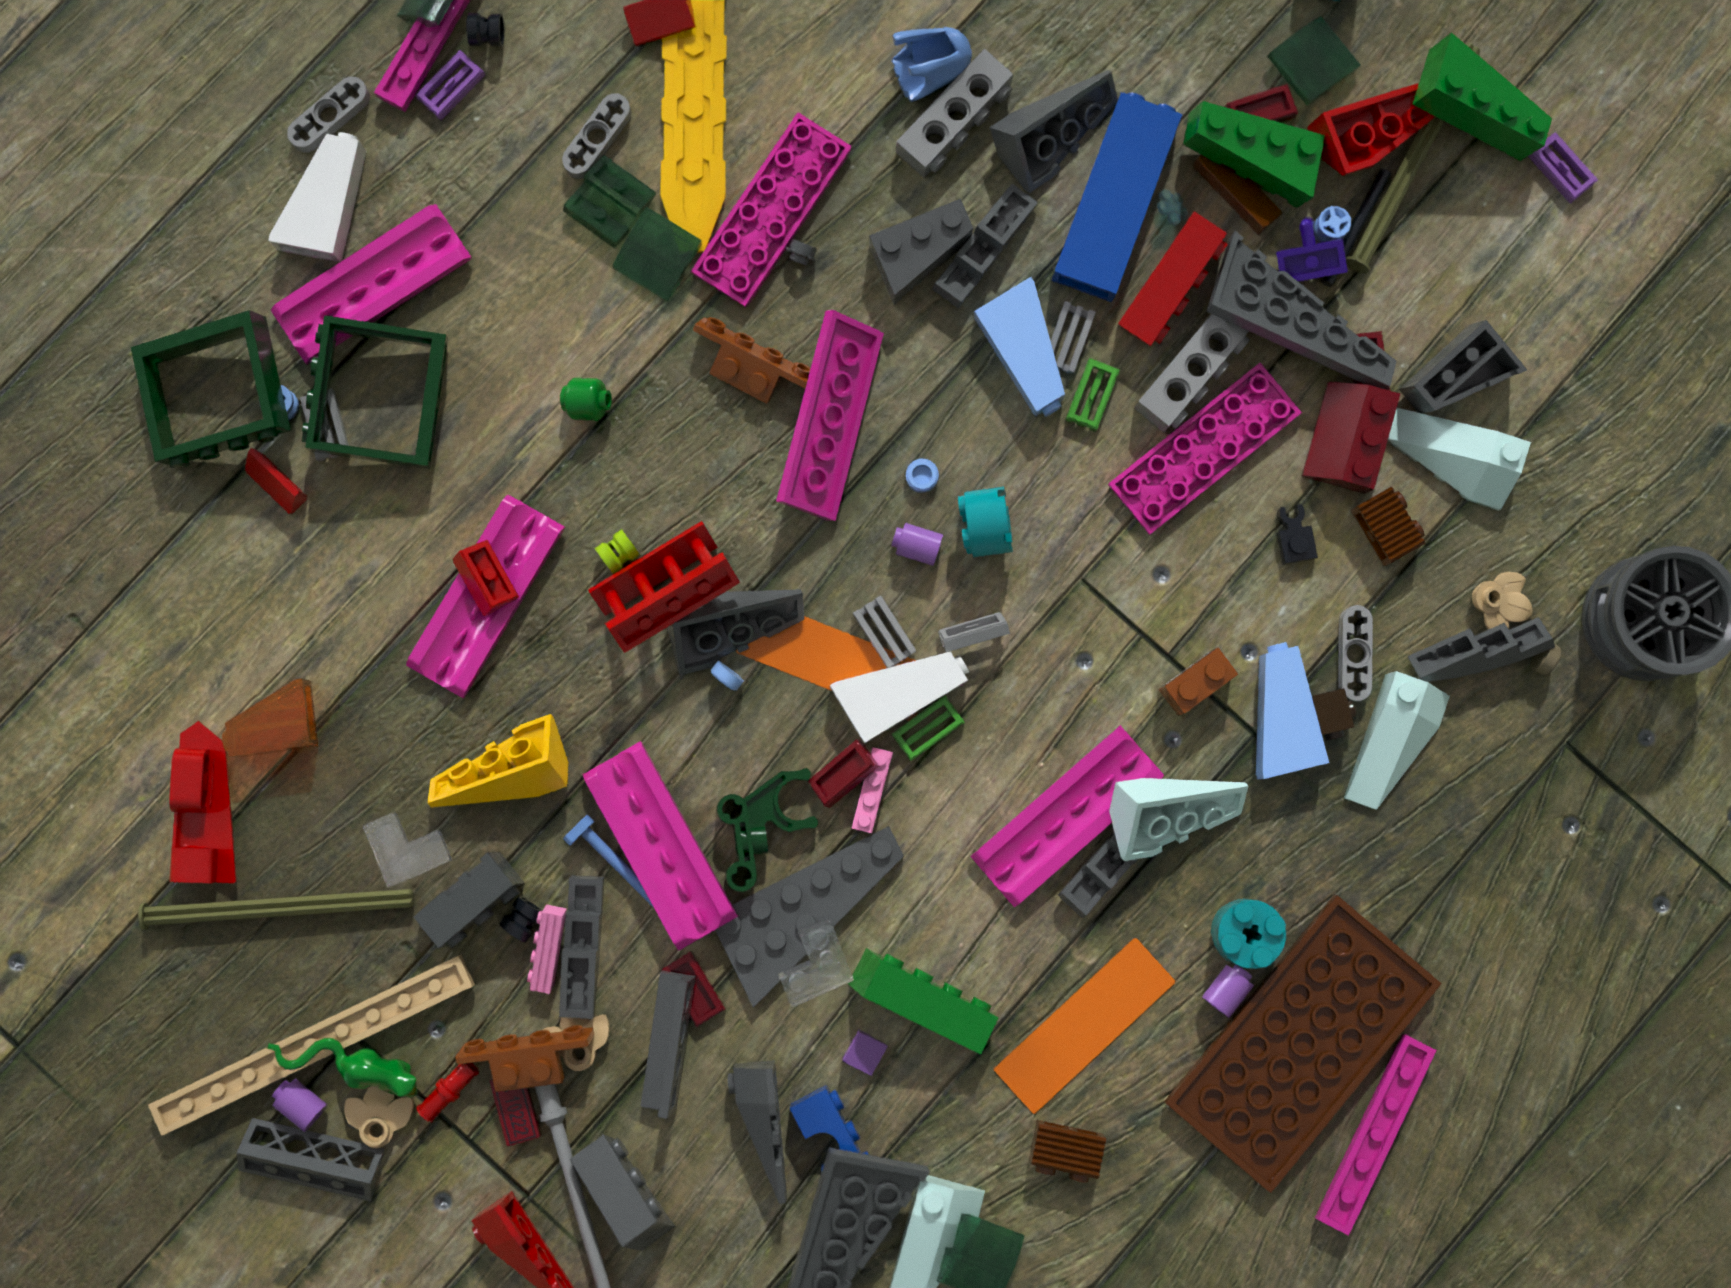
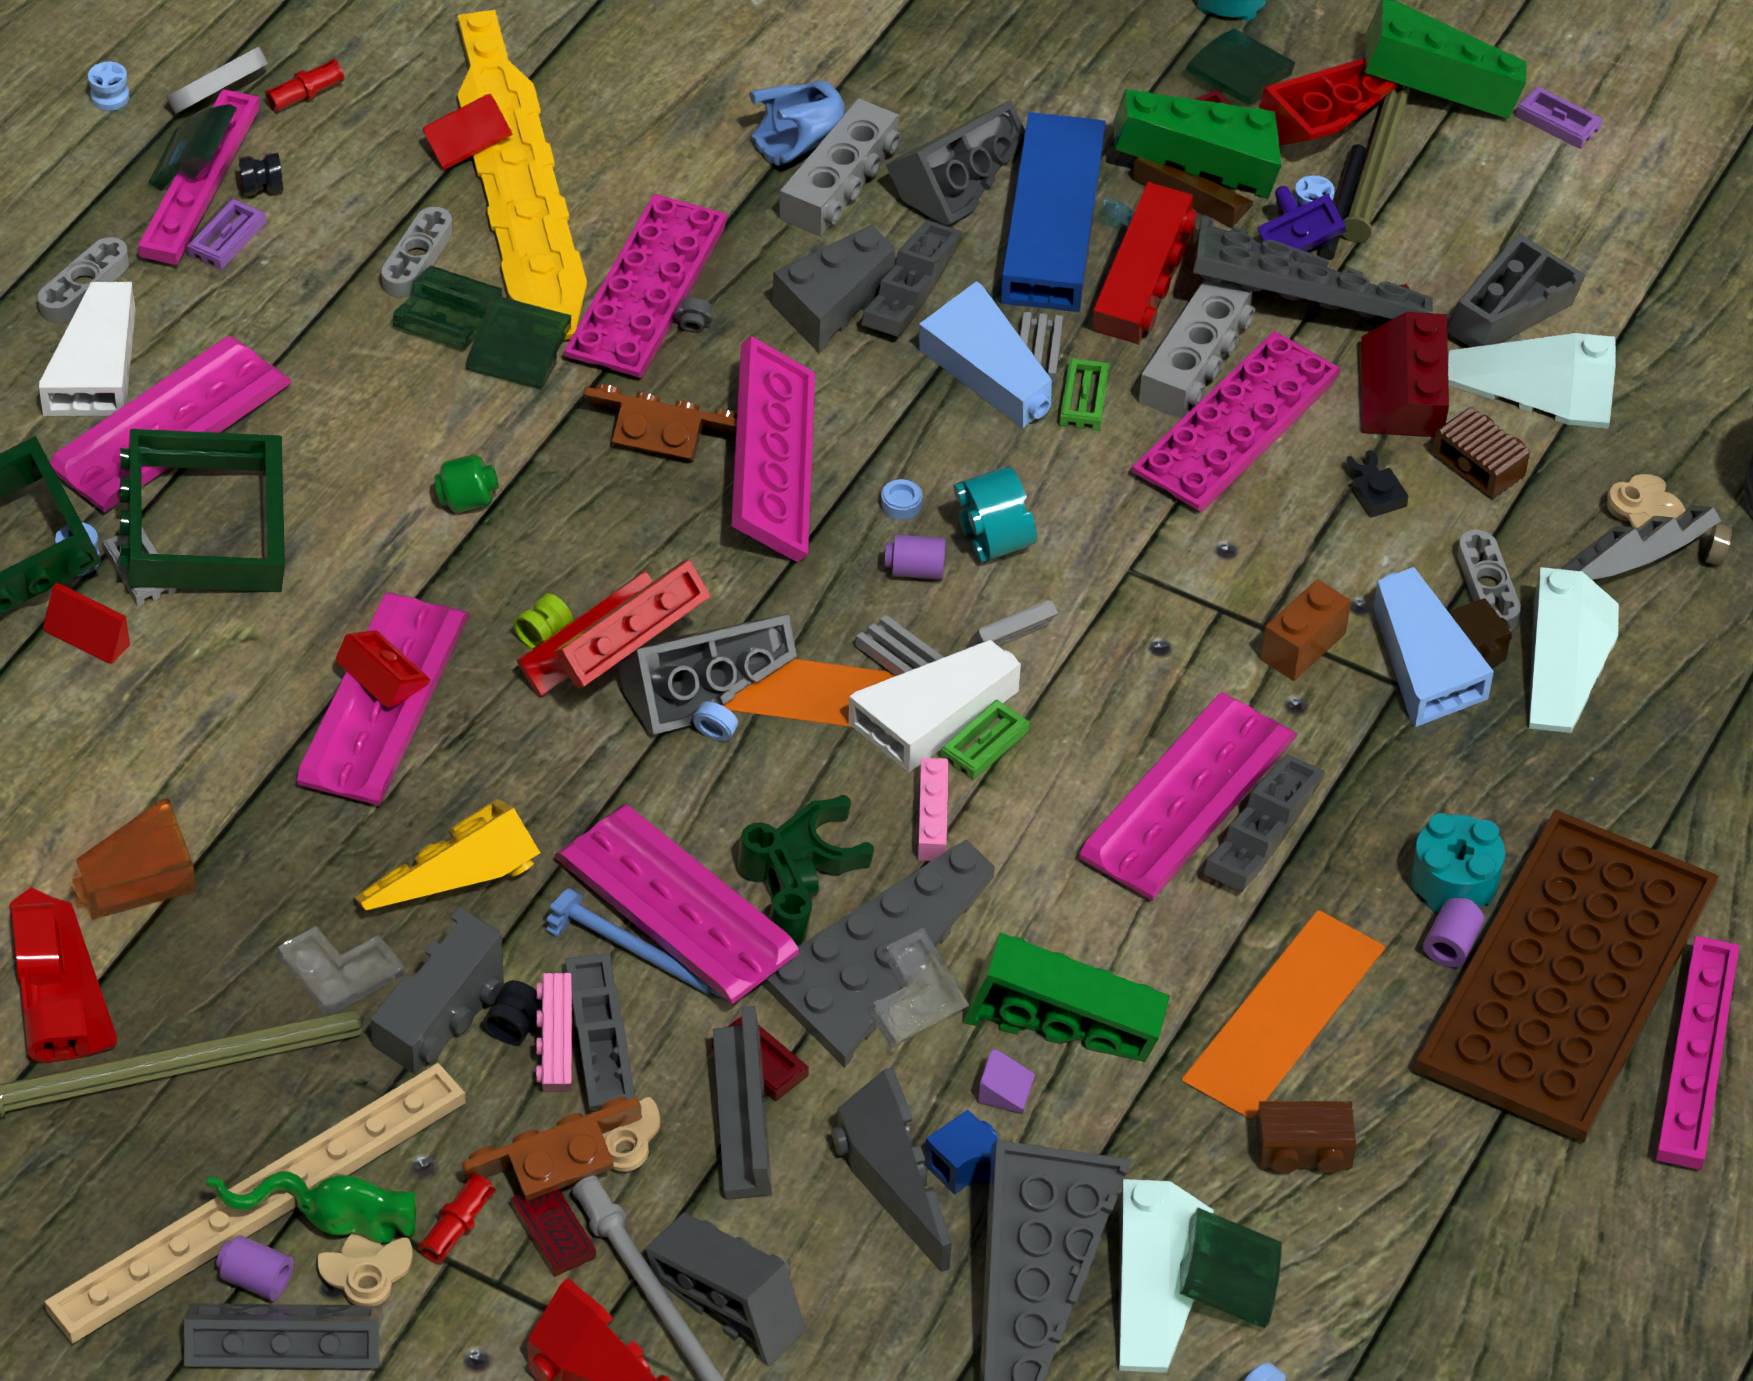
camera: 10 degrees left, 35 degrees down
(843, 773) = (891, 791): dark red tile -> none
(1159, 811) = (1316, 753): light aqua wedge -> none

